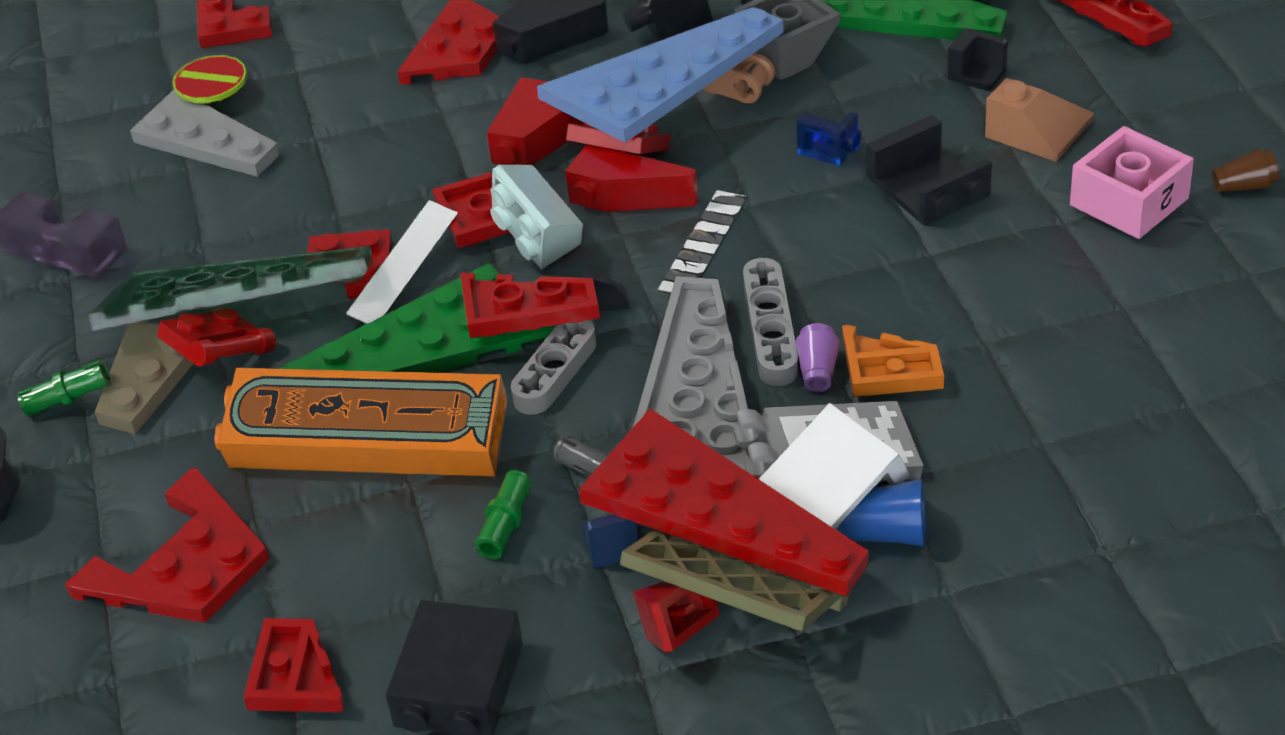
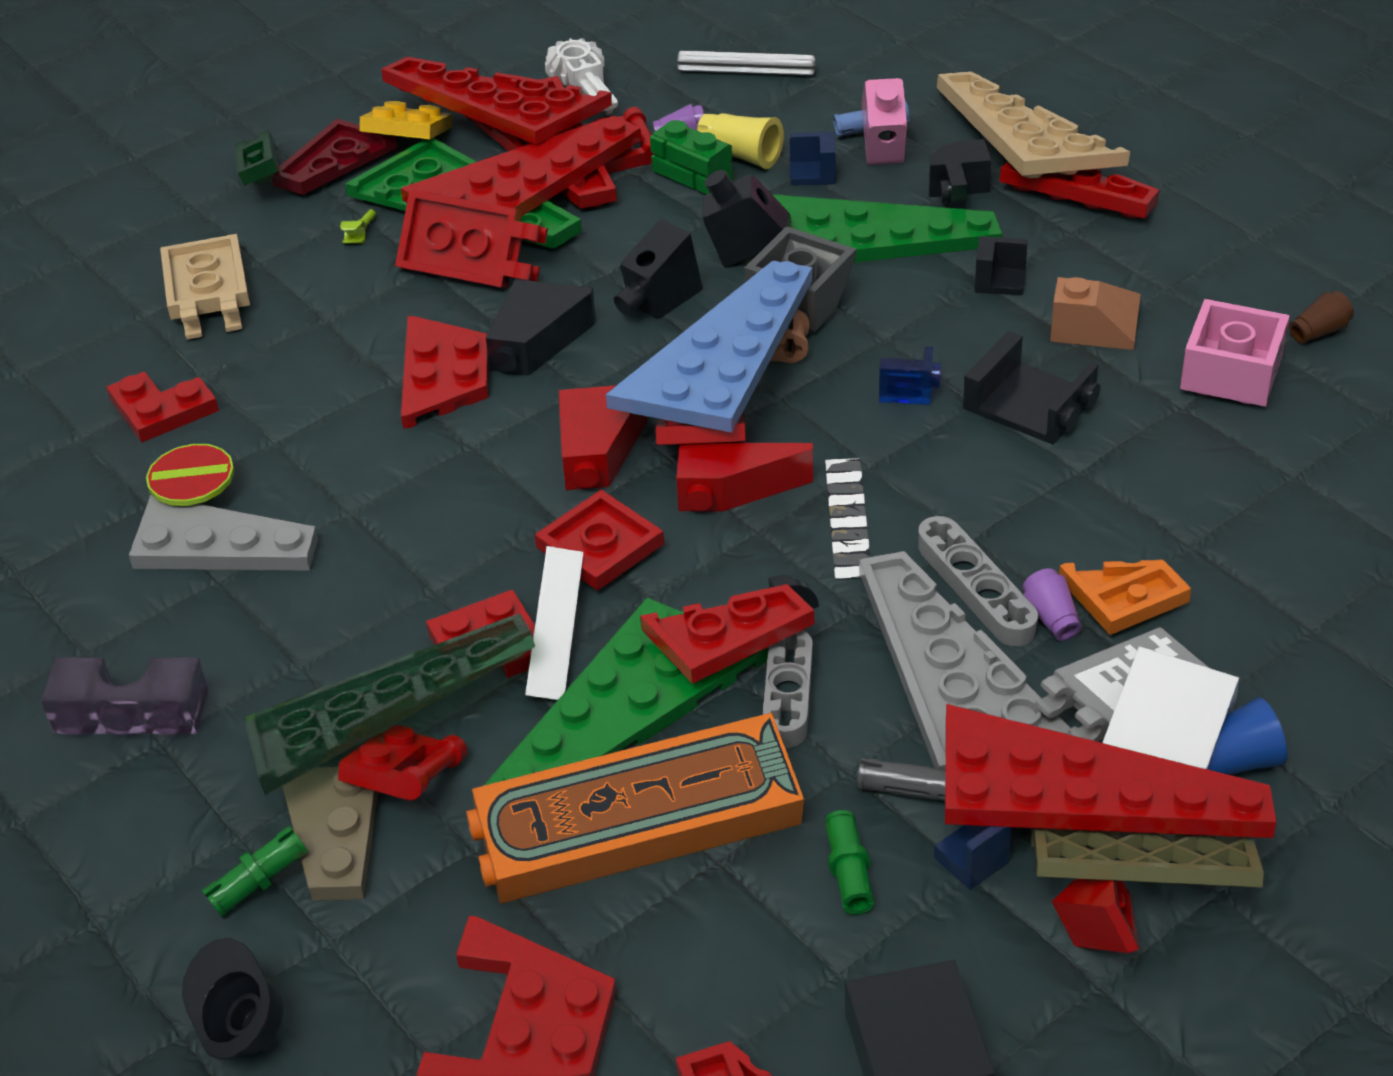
camera: 25 degrees left, 0 degrees up
(533, 214) = (677, 534): light aqua slope -> none

